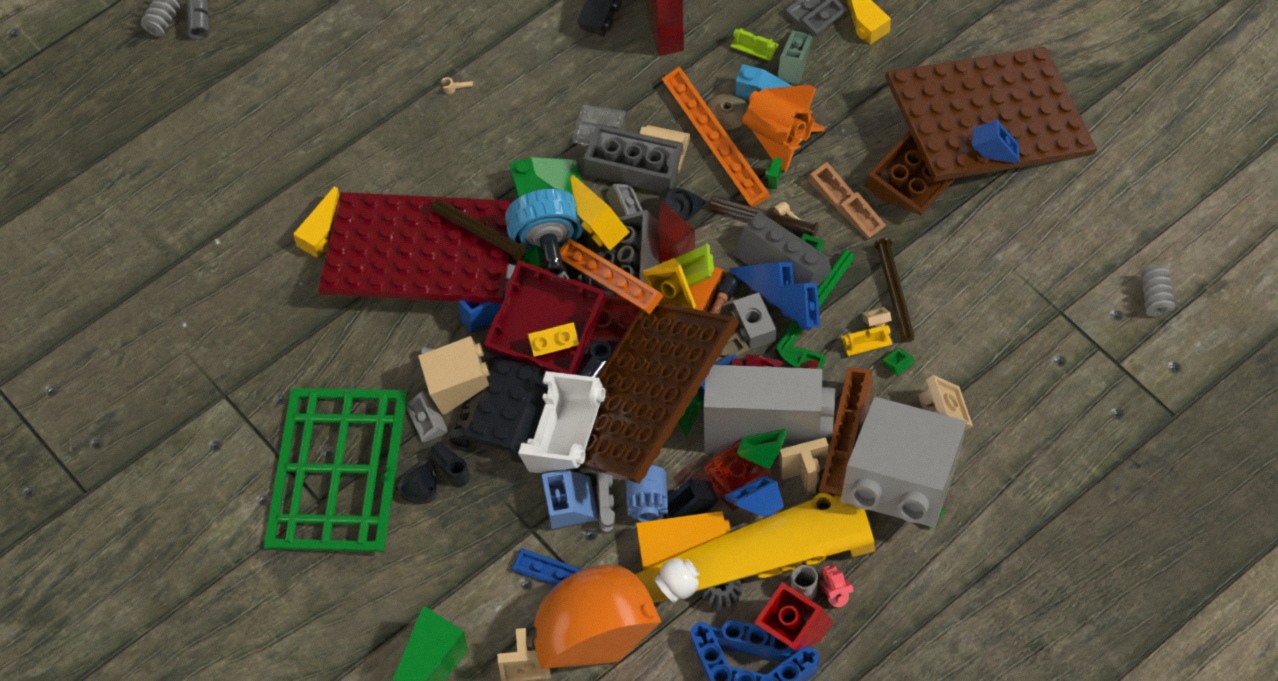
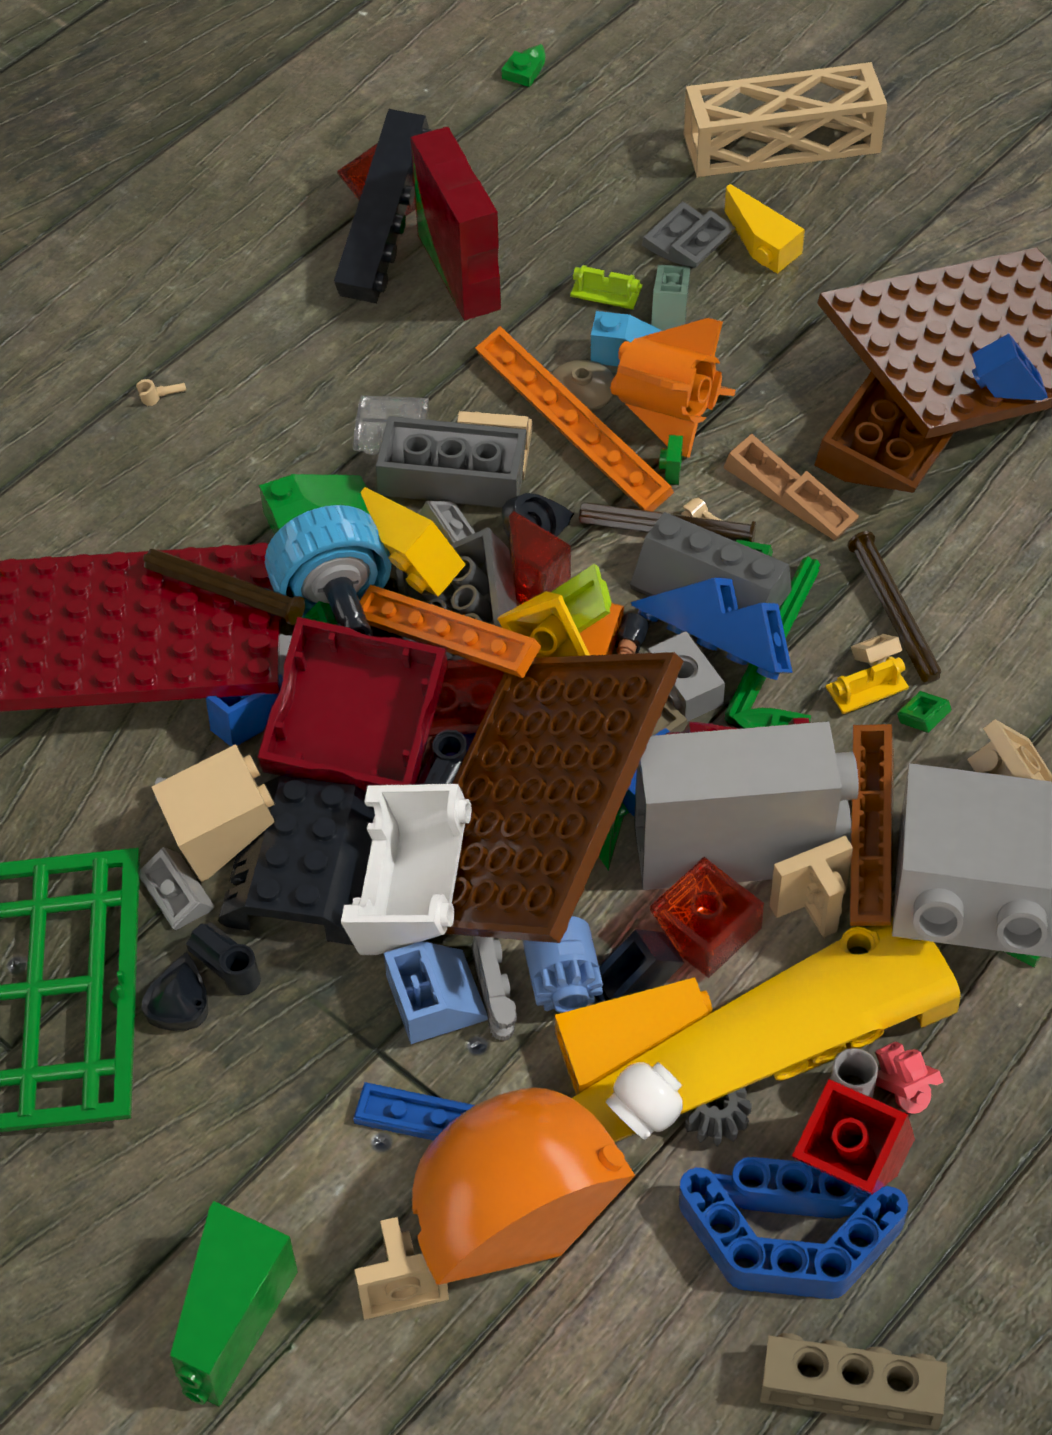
camera: 10 degrees left, 5 degrees down
(553, 339) = (371, 736): yellow hinge -> none
(758, 497) = (752, 945): blue slope -> none
(762, 447) = (746, 864): green slope -> none

